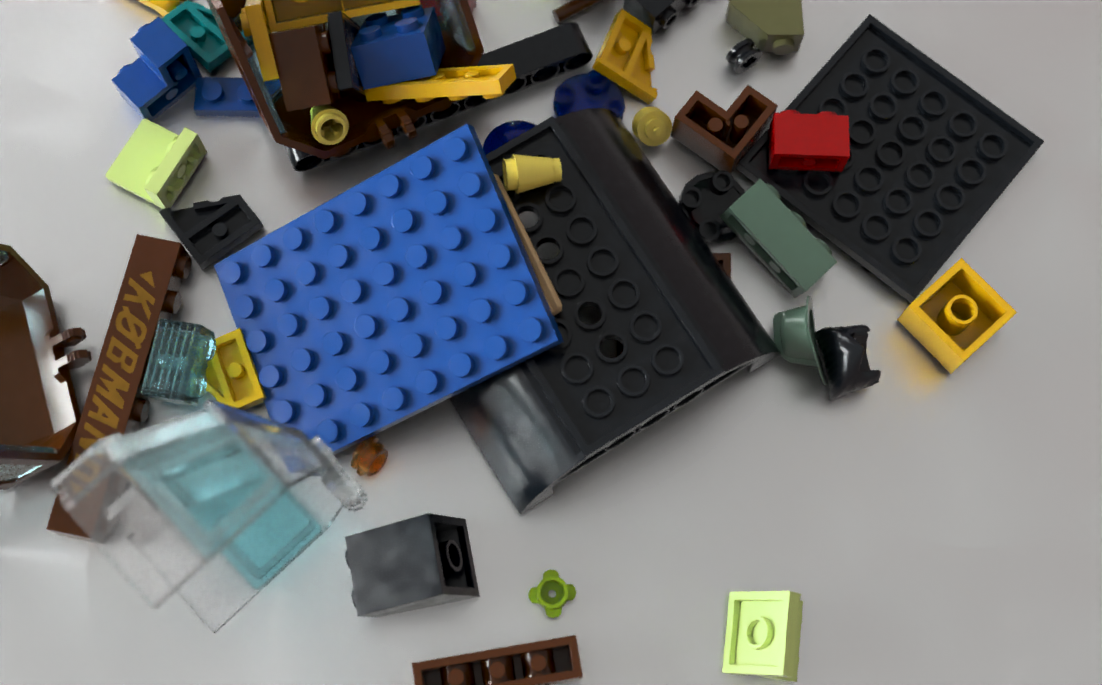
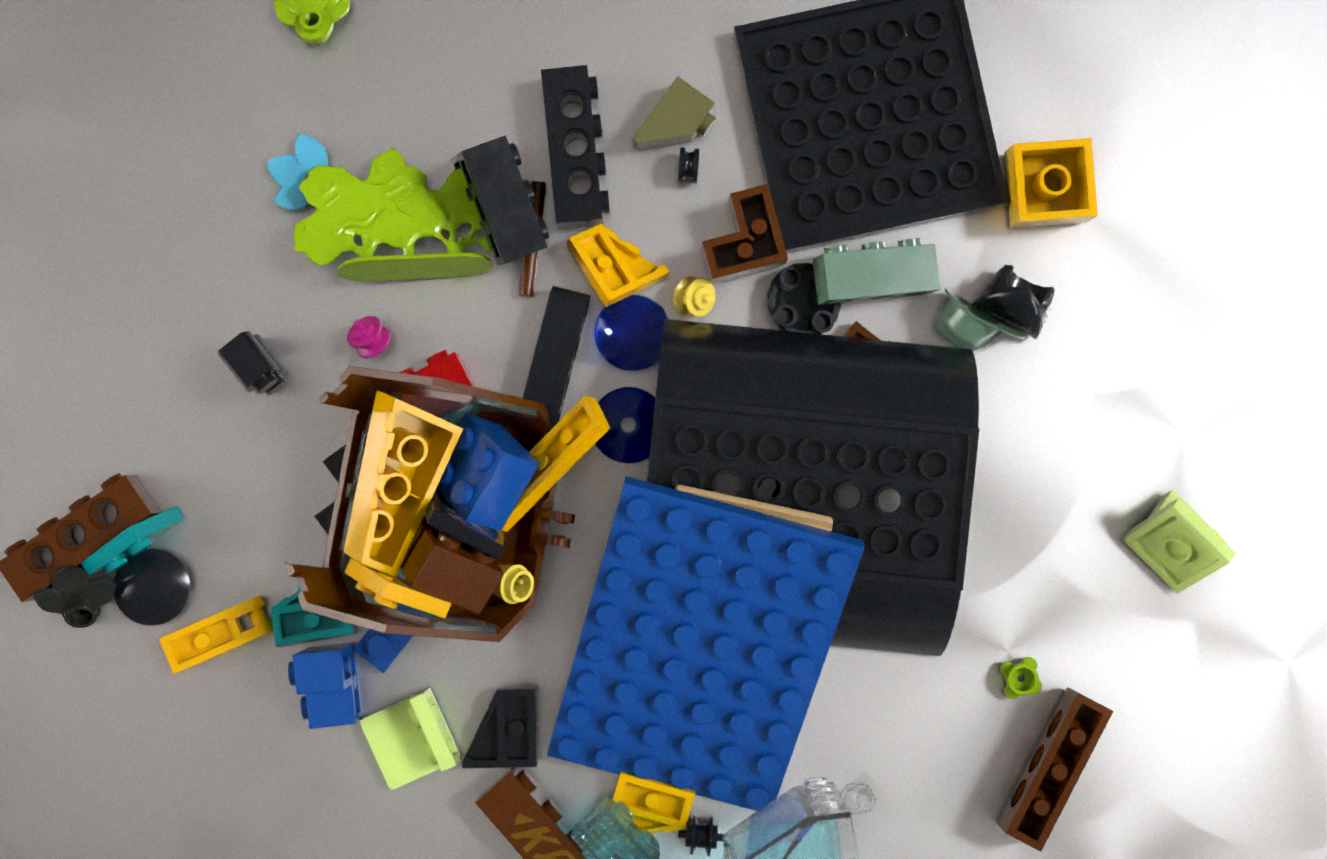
camera: 50 degrees left, 15 degrees up
(369, 457) = (808, 744): clear orange plate -> none
(411, 565) = (923, 773): black slope -> none
(530, 172) = (697, 457): light yellow cone -> none
(809, 141) = (815, 181): red brick -> none

